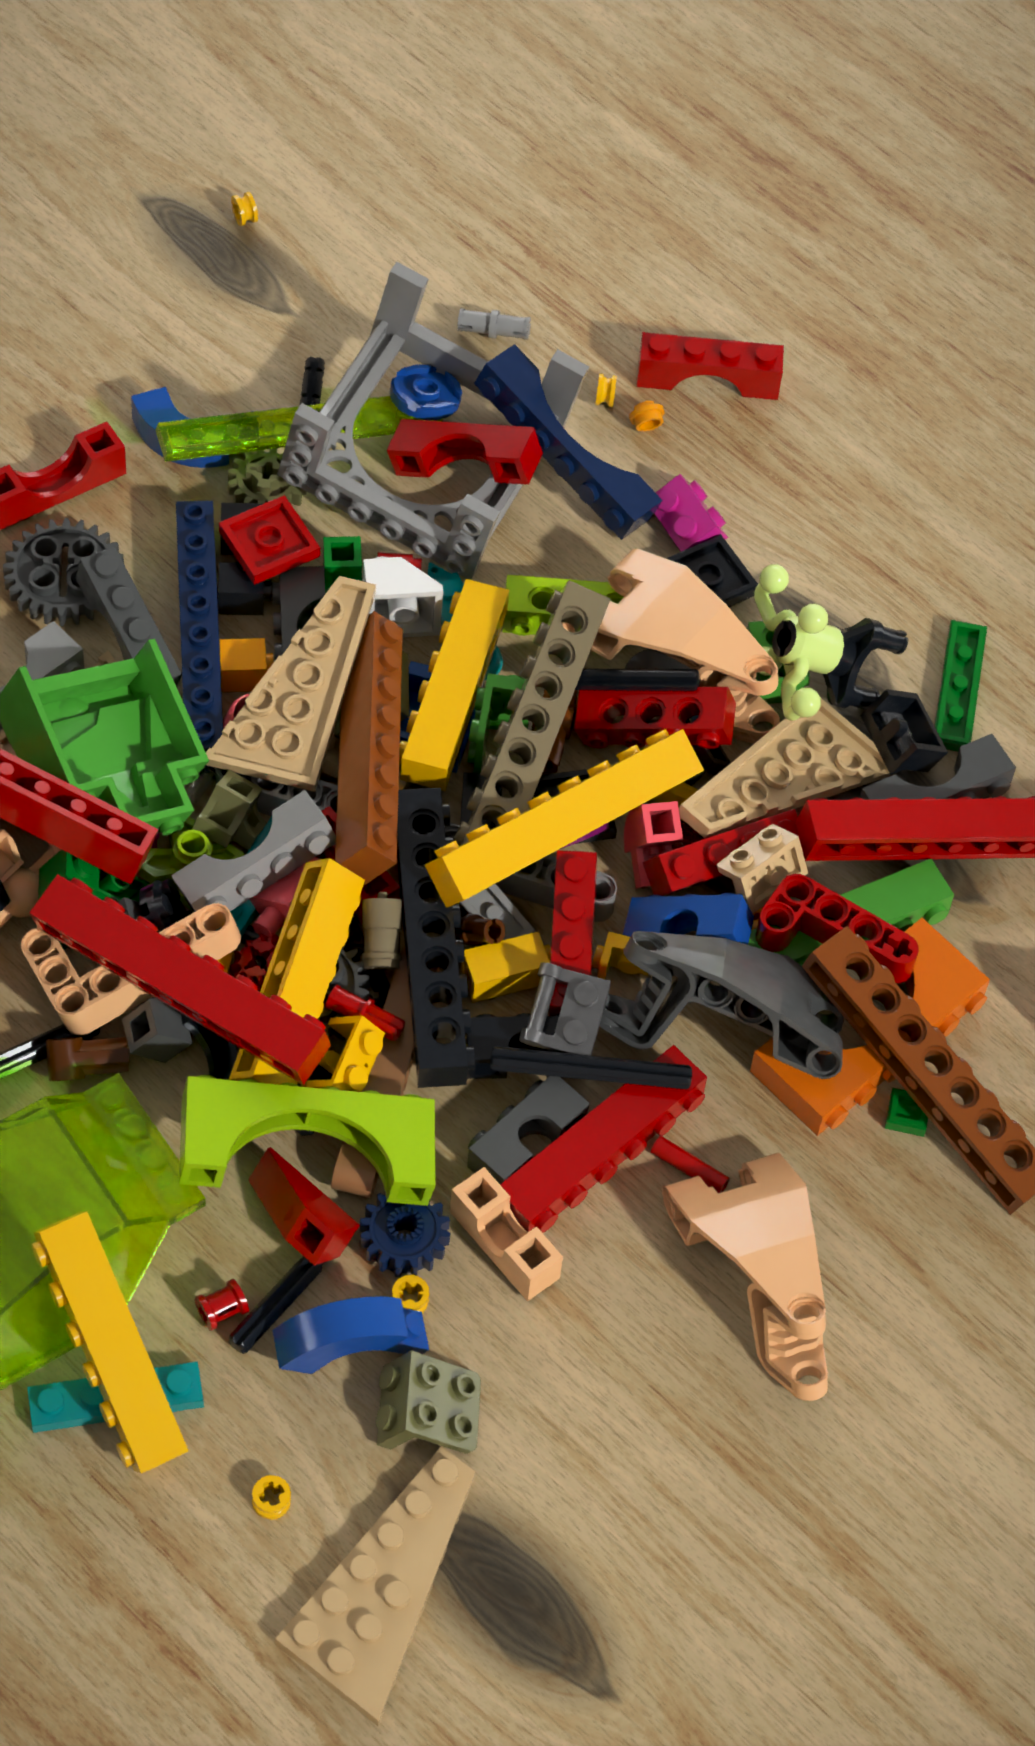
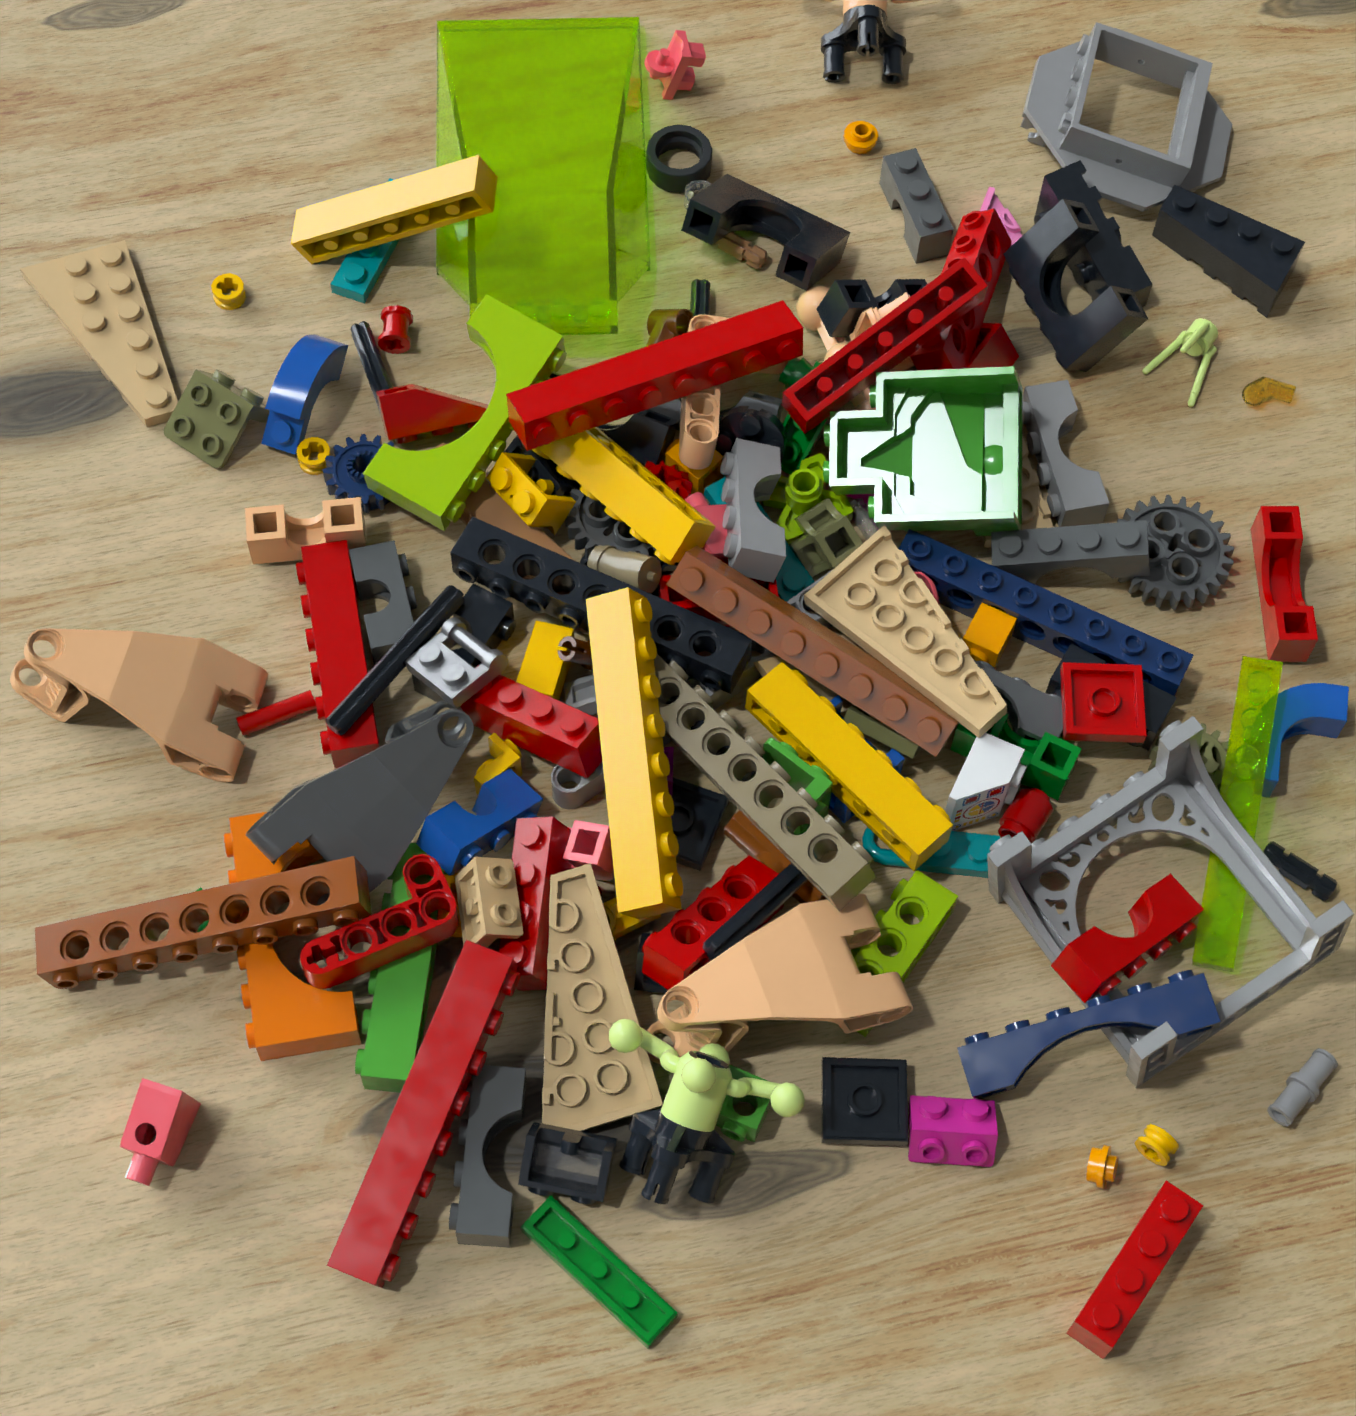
camera: 125 degrees right, 5 degrees up
(353, 1005) = (563, 524): red axle -> none
(425, 393) = (1228, 950): blue tile -> none

